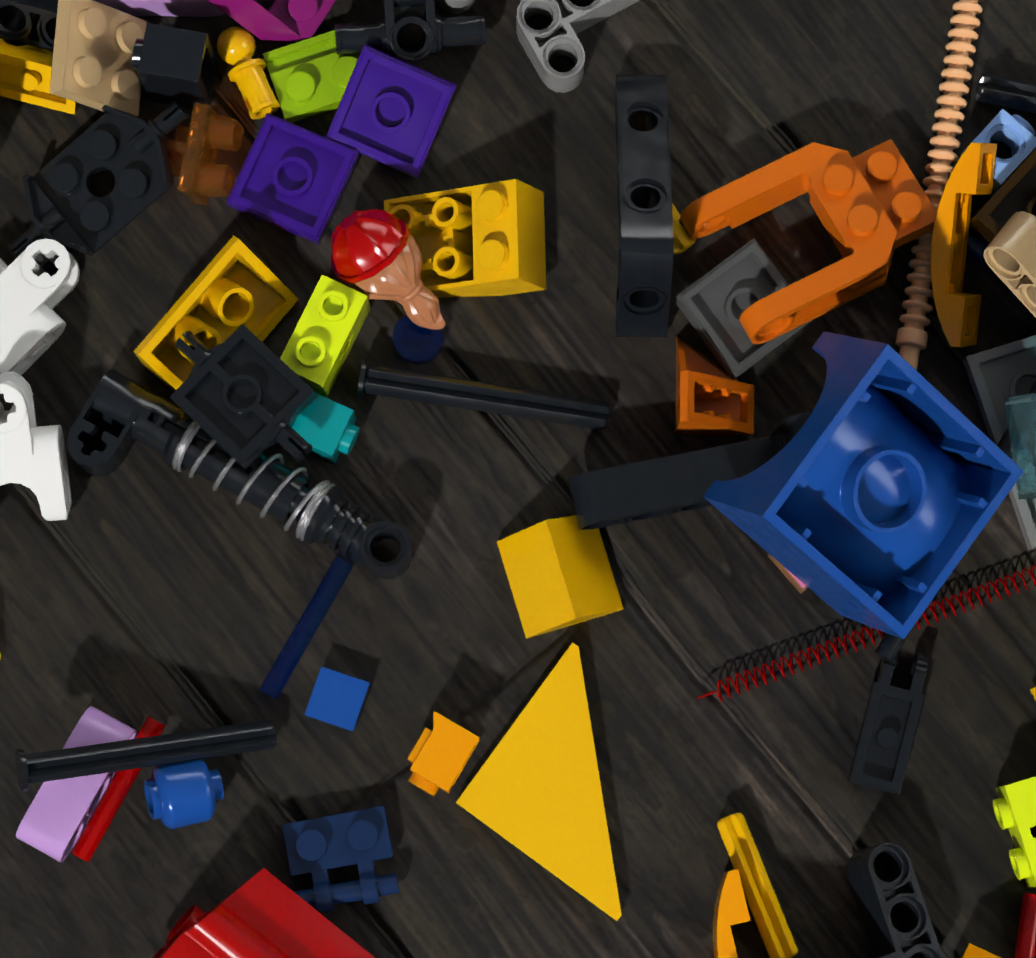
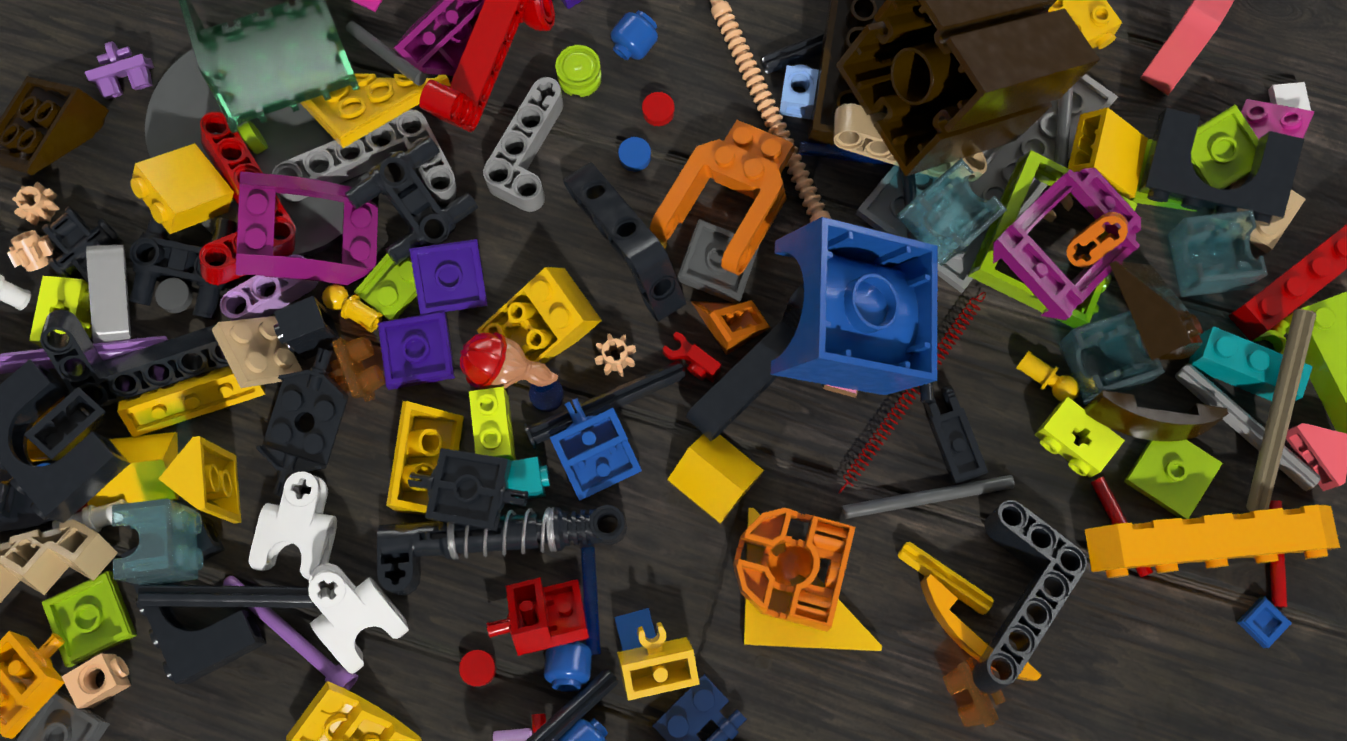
camera: 30 degrees left, 5 degrees down
(119, 618) = (477, 668): none -> red tile
(229, 684) = (568, 666): none -> blue head
(235, 607) = (542, 615): none -> red plate
(333, 757) = (657, 665): none -> yellow brick
(428, 448) = (594, 451): none -> blue plate
(441, 755) = (718, 622): light orange window -> none
(543, 354) = (608, 360): none -> light nougat gear
(590, 745) = (823, 540): none -> orange connector
(632, 424) = (699, 362): none -> red plate
(731, 99) = (634, 154): none -> blue tile
(801, 58) = (658, 109): none -> red tile
(805, 775) = (927, 496): none -> dark grey piece
(958, 310) = (795, 110): light orange slope -> none

